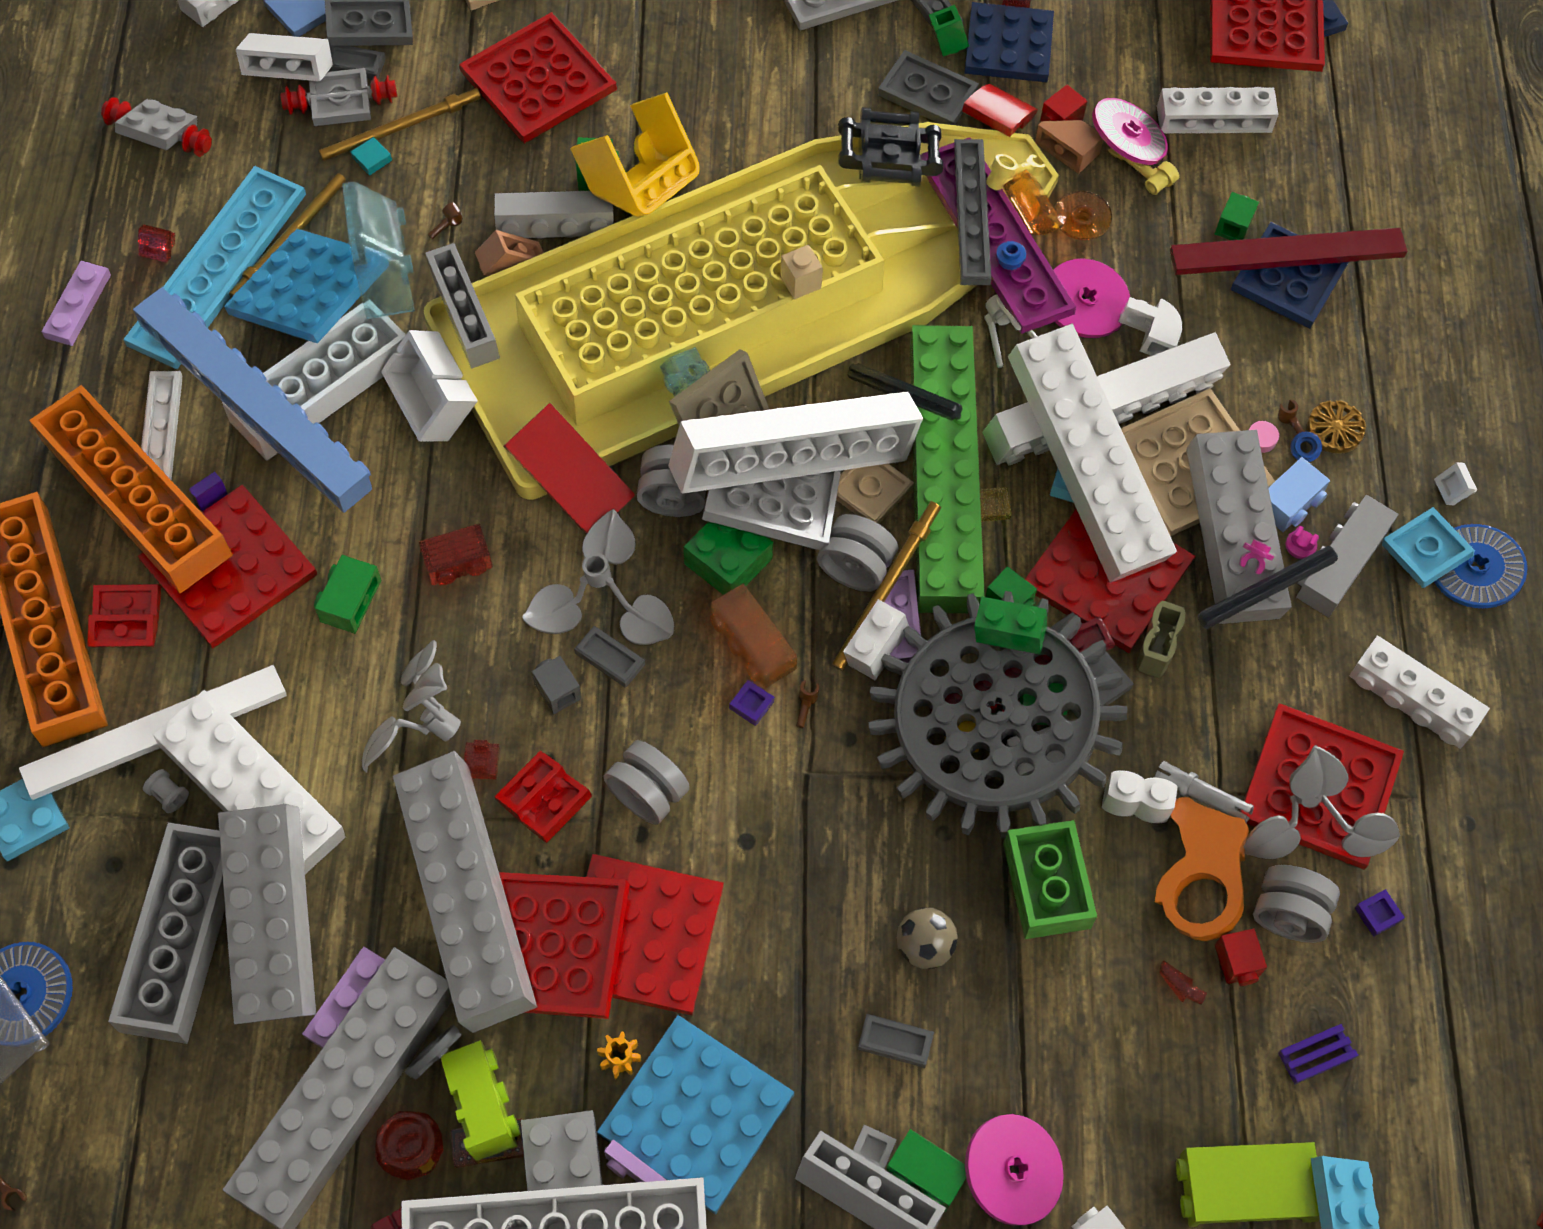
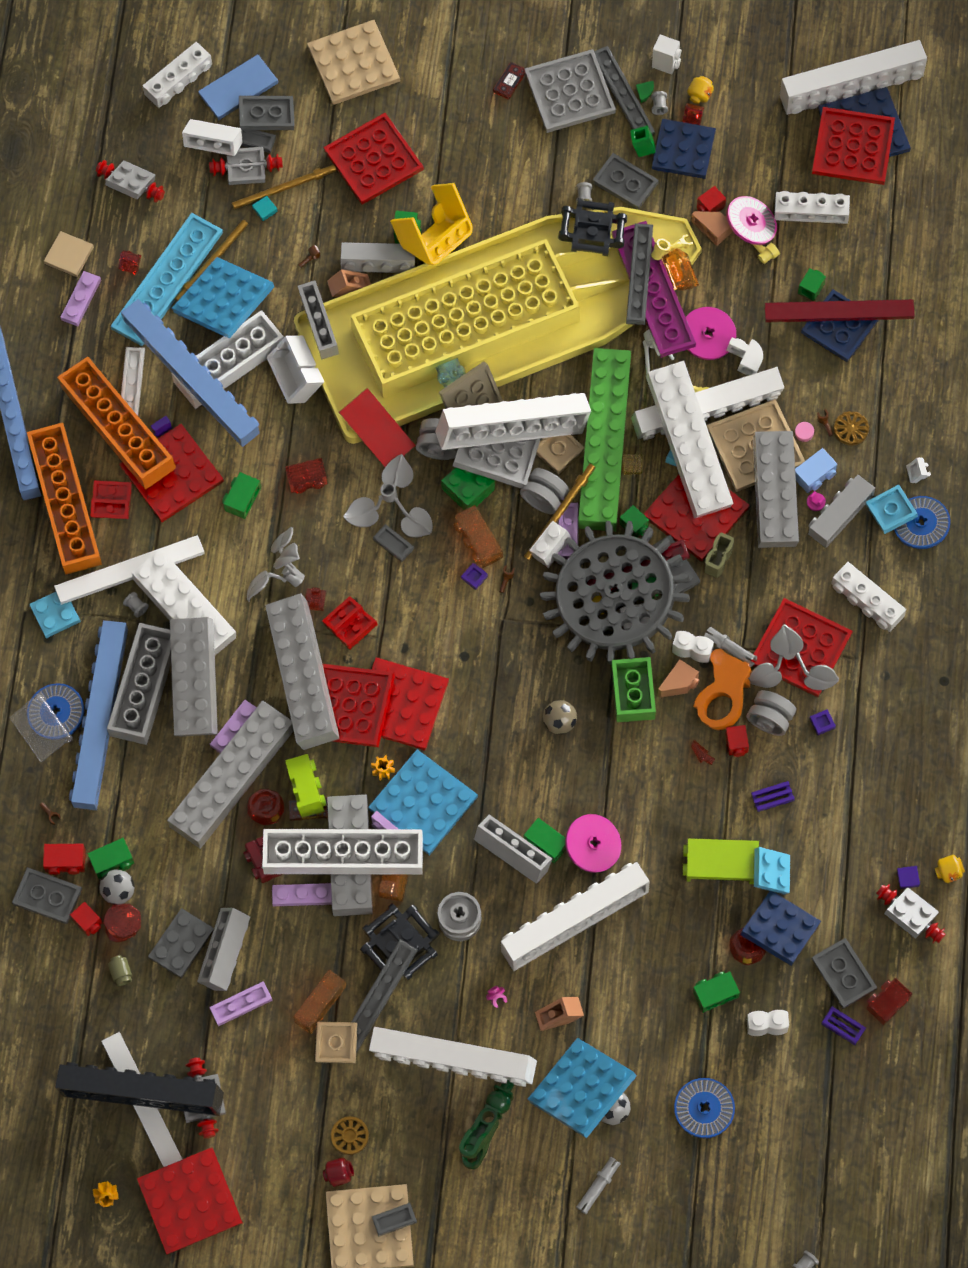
camera: 10 degrees right, 5 degrees up
(57, 238) = (68, 254): none -> tan tile
(90, 1040) = (99, 710): none -> medium blue brick
(378, 251) = (269, 281): clear light blue windscreen -> none
(433, 1052) = (281, 758): dark grey wheel -> none
(556, 684) = (361, 557): dark grey brick -> none
(646, 782) = (409, 618): light grey wheel -> none
(801, 271) = (526, 313): tan brick -> none
(869, 100) = (584, 191): none -> light grey bush
(874, 1146) = (519, 825): light grey plate -> none
(895, 1040) = (537, 772): dark grey tile -> none
(921, 397) = (578, 388): black axle -> none
(999, 109) = (669, 199): slope -> none
(1010, 625) = (626, 542): green brick -> none
(1013, 260) = (659, 310): blue plate -> none
(1085, 207) = (713, 270): clear orange dish -> none
(1125, 857) = (679, 680): none -> nougat slope
(1258, 551) = (779, 506): dark pink plate -> none
(1267, 587) = (784, 528): black axle -> none
(1312, 439) = (835, 440): blue plate -> none

